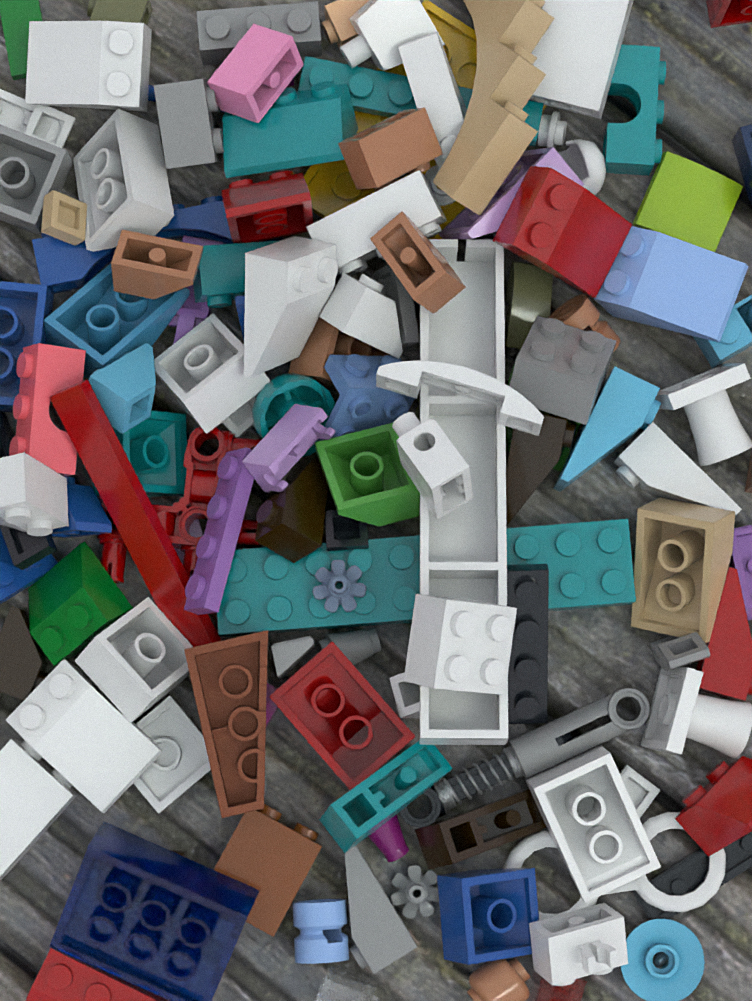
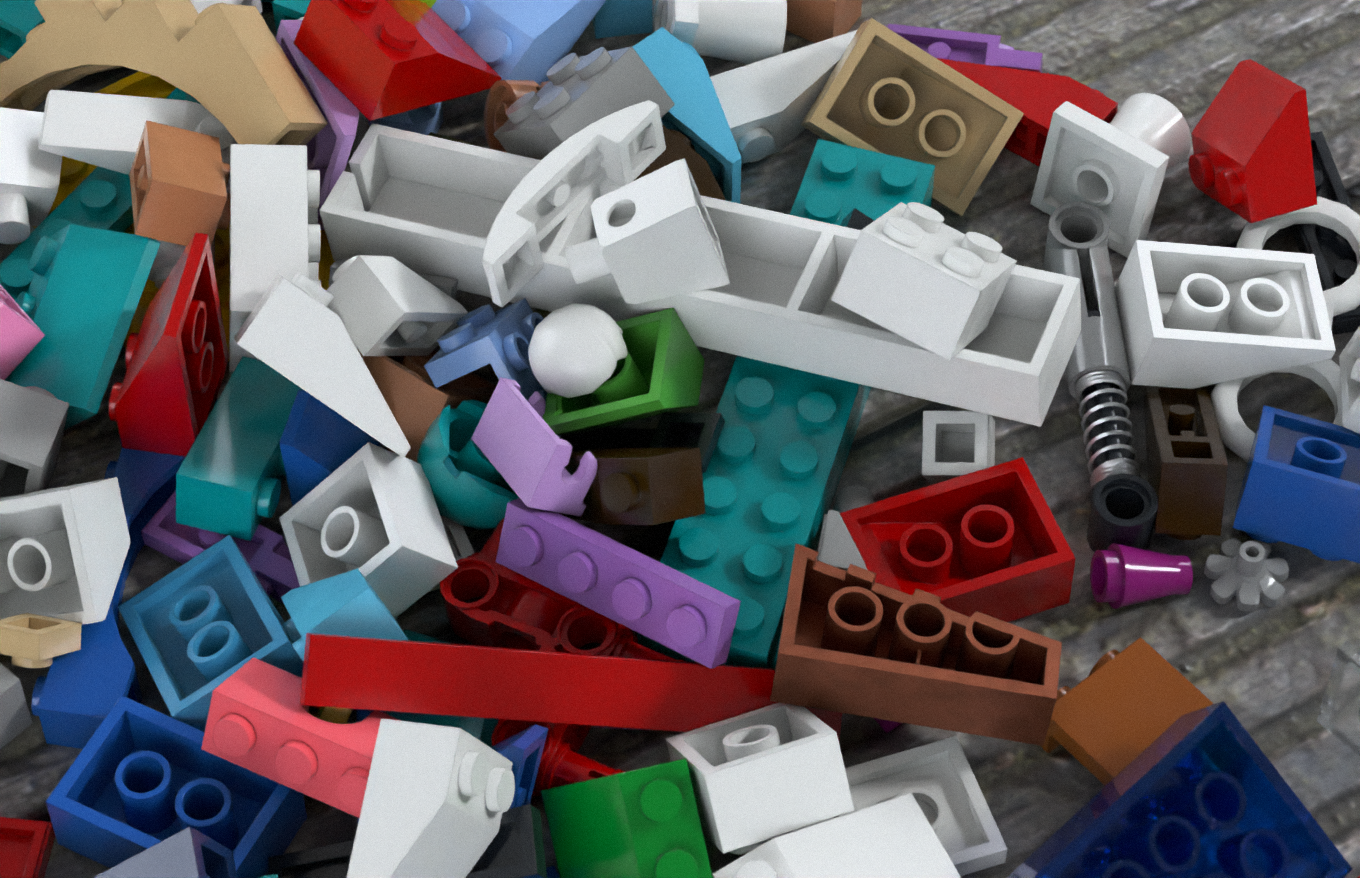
camera: 65 degrees left, 30 degrees down
(153, 265) = (174, 535): nougat slope -> none
(320, 931) = (1270, 692): light blue wheel -> none
(342, 596) = (764, 470): sand blue plant -> none
(367, 443) = (575, 350): none -> white hair
(375, 924) = (1257, 626): light grey slope -> none
(384, 794) = (1100, 523): teal slope -> none
(417, 263) = (358, 190): nougat slope -> none
(679, 651) = (1024, 147): light grey slope -> none

